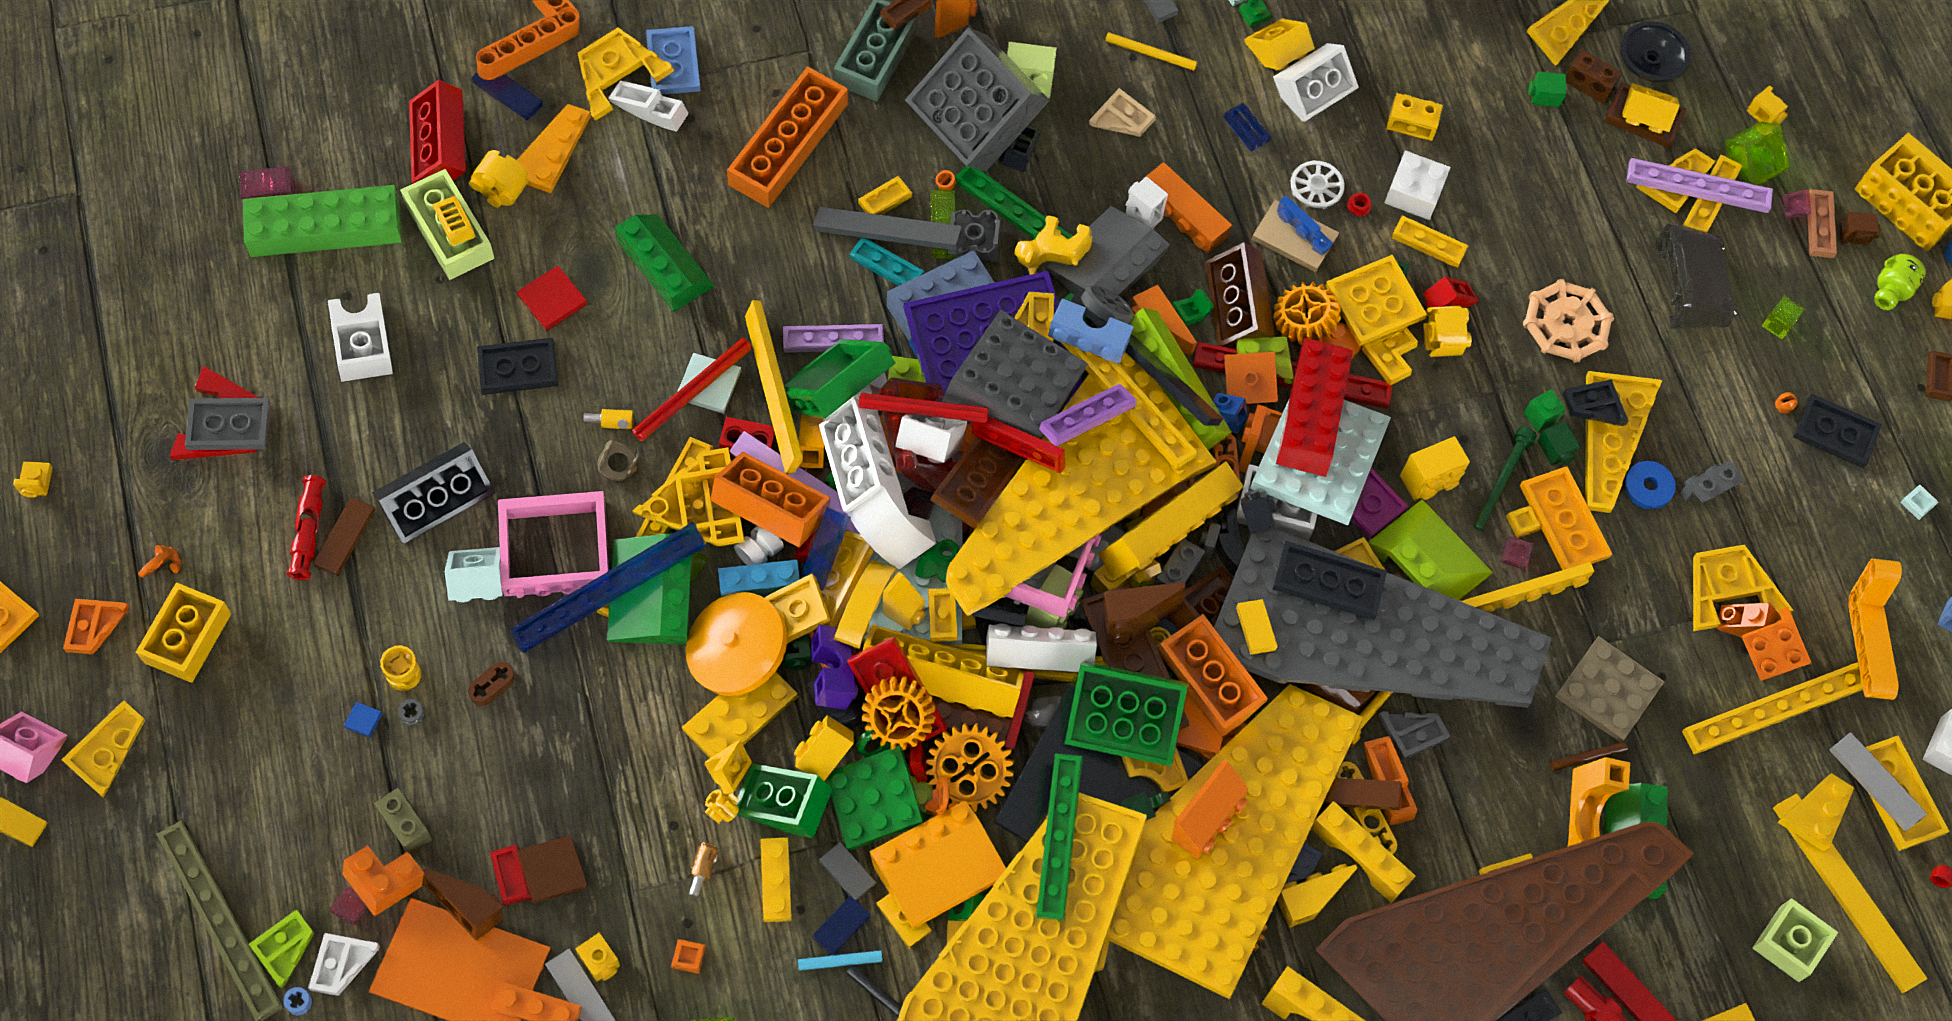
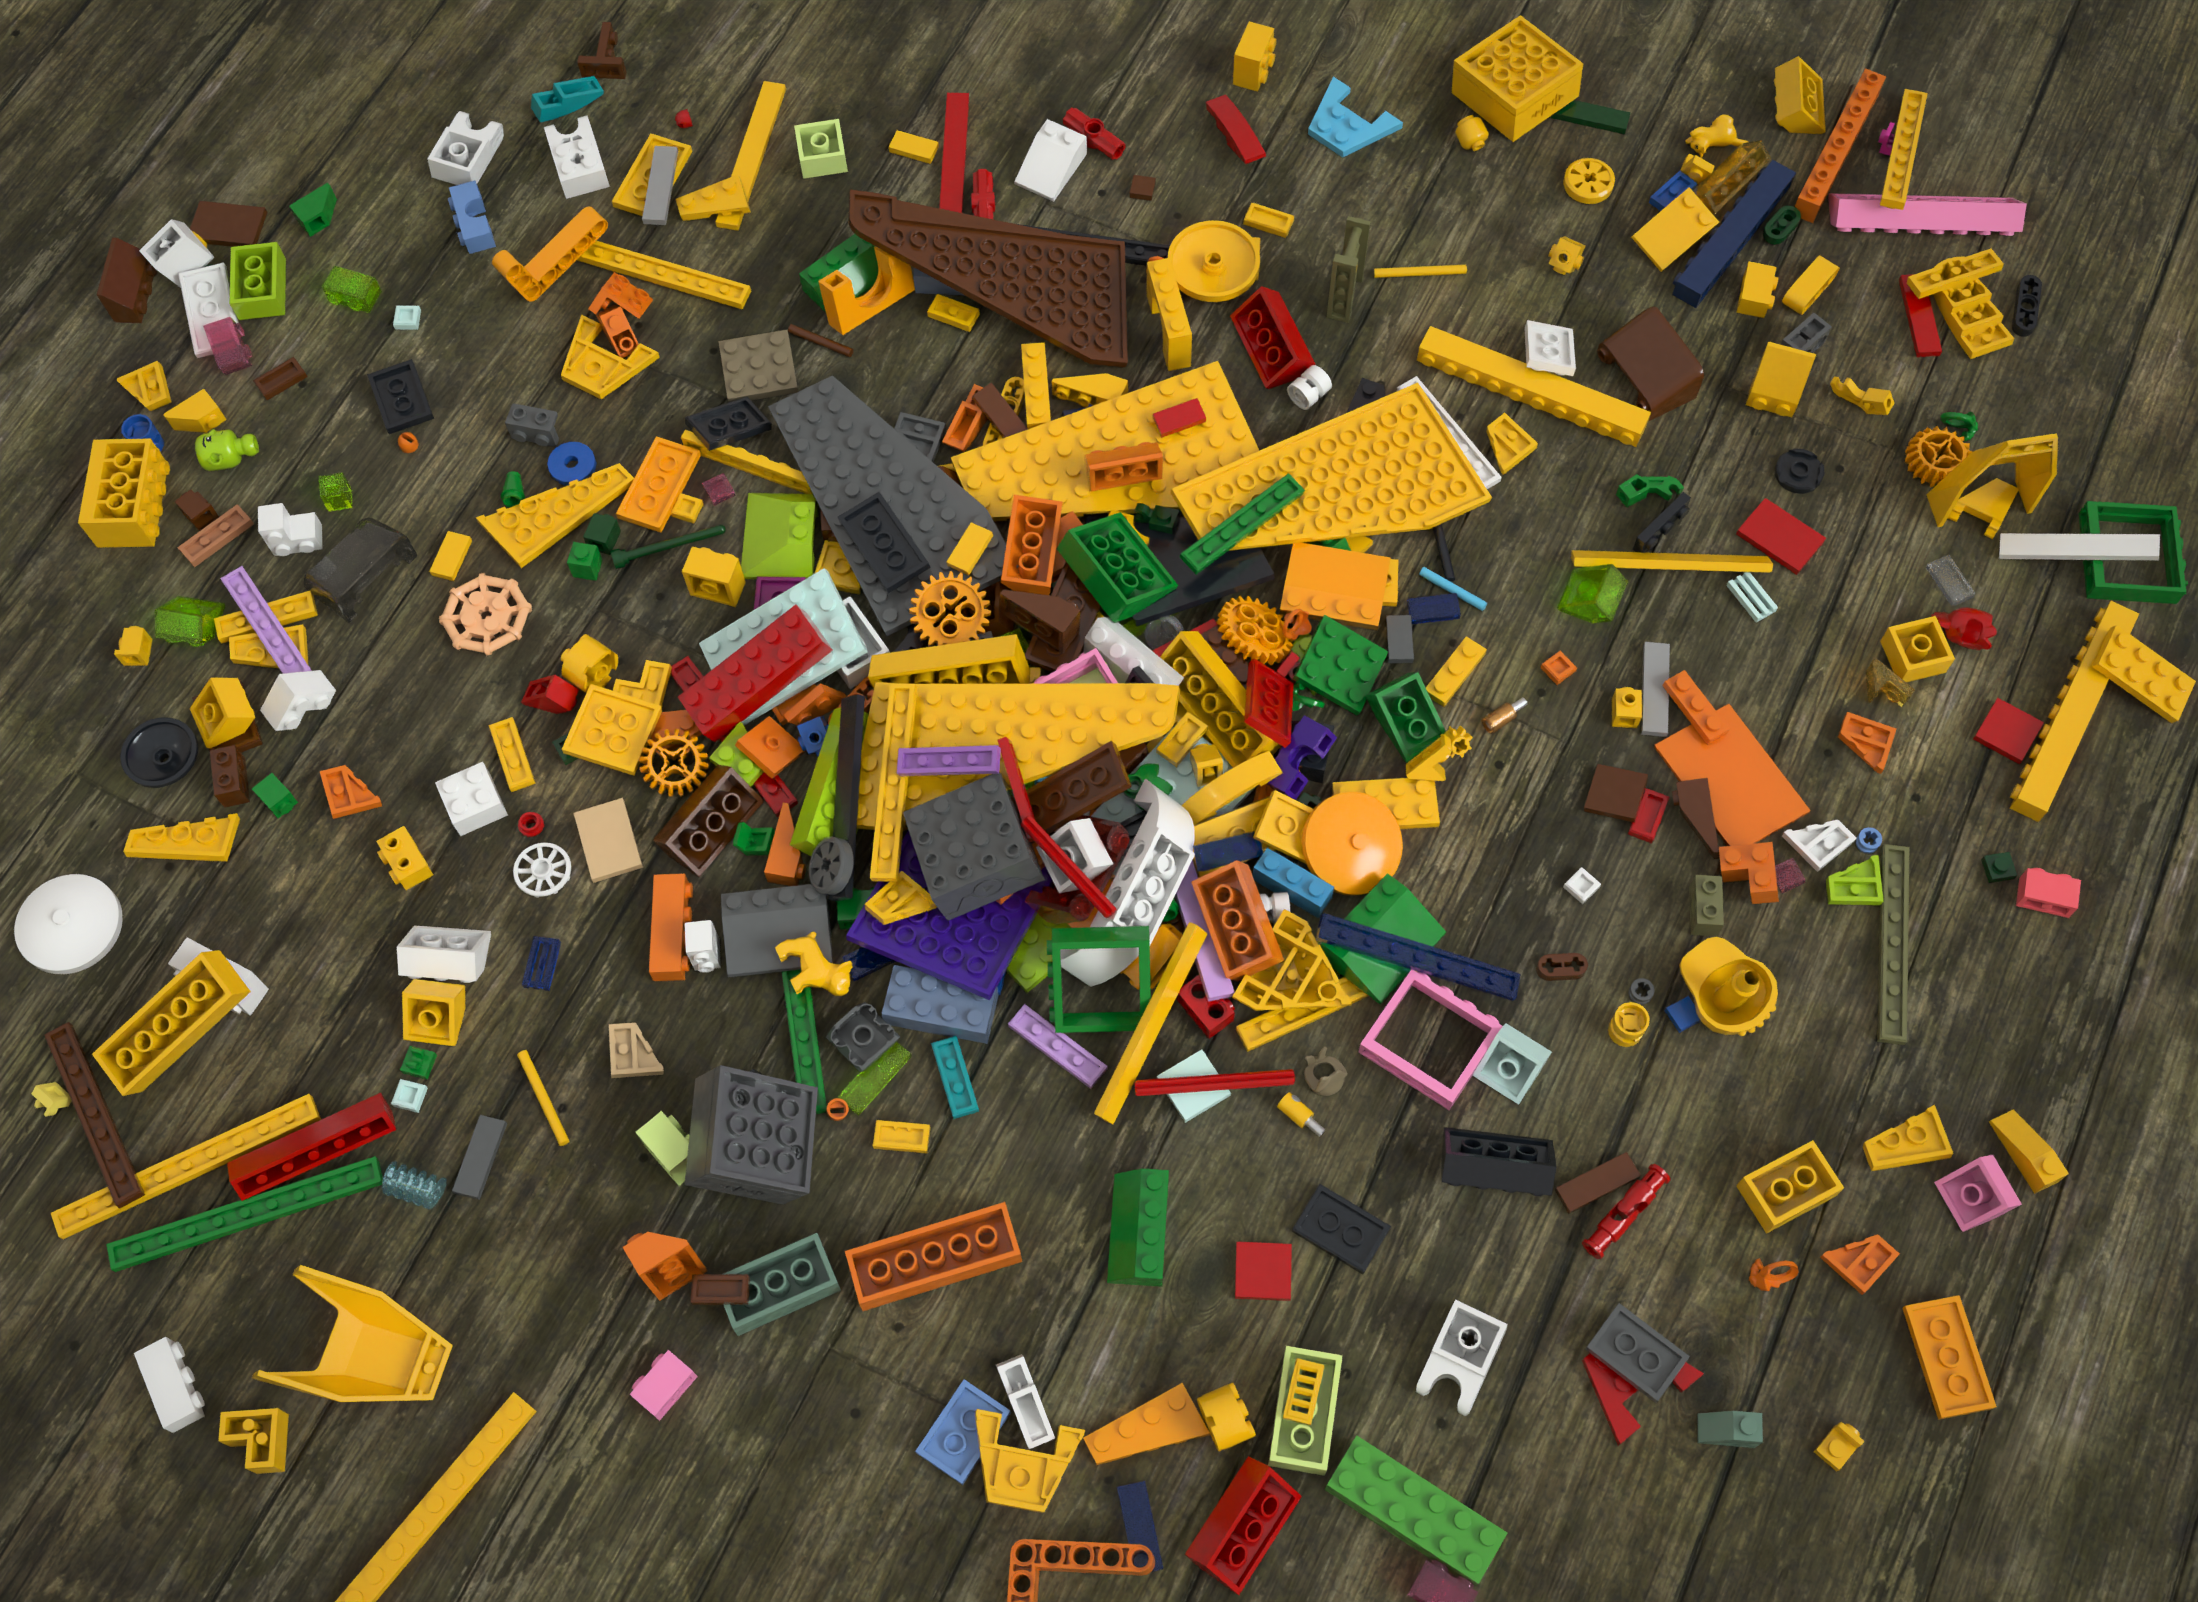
camera: 130 degrees left, 0 degrees up
(124, 430) = (1730, 1428): none -> sand green slope
(335, 751) = (1728, 987): none -> yellow piece
(523, 767) = (1582, 885): none -> white tile
(824, 748) = (1351, 716): yellow brick -> none
(887, 228) = (929, 1100): dark grey tile -> none
(890, 707) = (1283, 682): light orange gear -> none
(1105, 342) = (886, 851): medium blue arch -> none
(1208, 904) = (1179, 417): none -> red tile
(1244, 564) = (933, 596): none -> light orange gear
(1258, 510) = (880, 628): black brick -> none
(1304, 225) = (598, 830): blue hinge -> none
(1506, 128) = (346, 792): none -> orange wing
(1570, 607) = (728, 423): none -> black tile
(1596, 402) = (544, 532): black wing -> none
(1615, 157) = (294, 695): none -> white brick
(1646, 343) = (450, 556): none -> yellow tile
(1665, 426) = (512, 490): none -> green cone
(1775, 258) = (289, 533): none -> white brick
(1796, 204) = (214, 561): clear pink plate -> none

